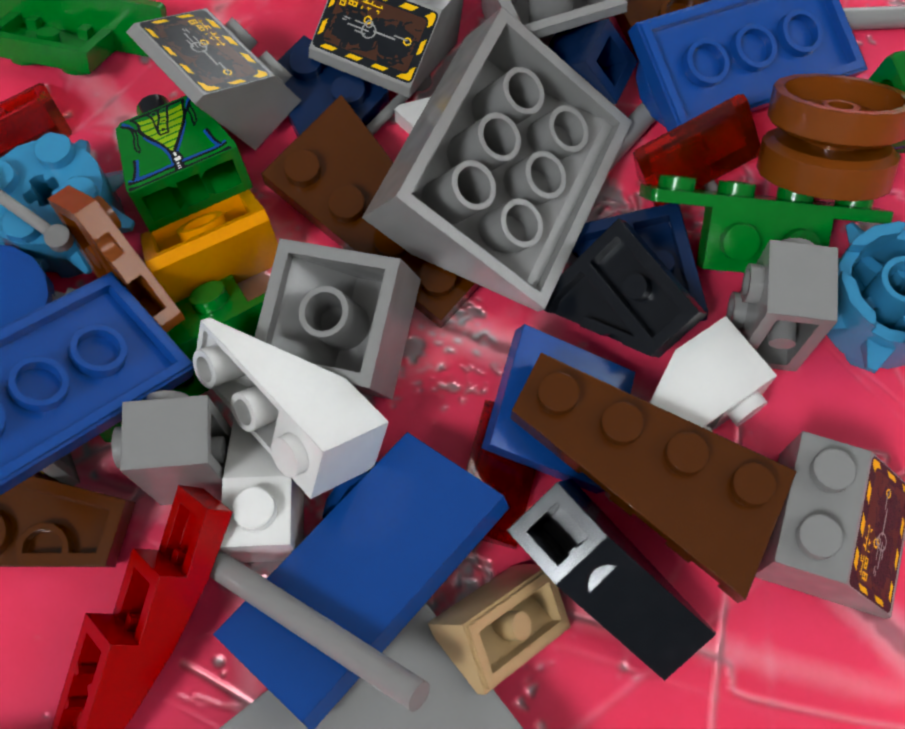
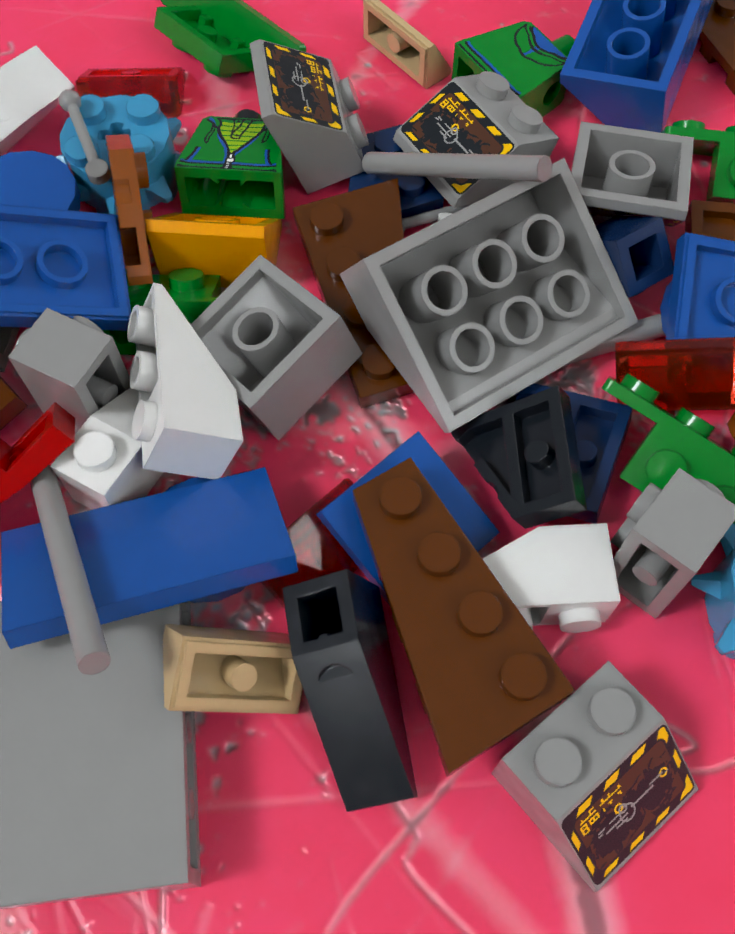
camera: 30 degrees right, 5 degrees down
(404, 59) = (459, 165): none -> light grey bar

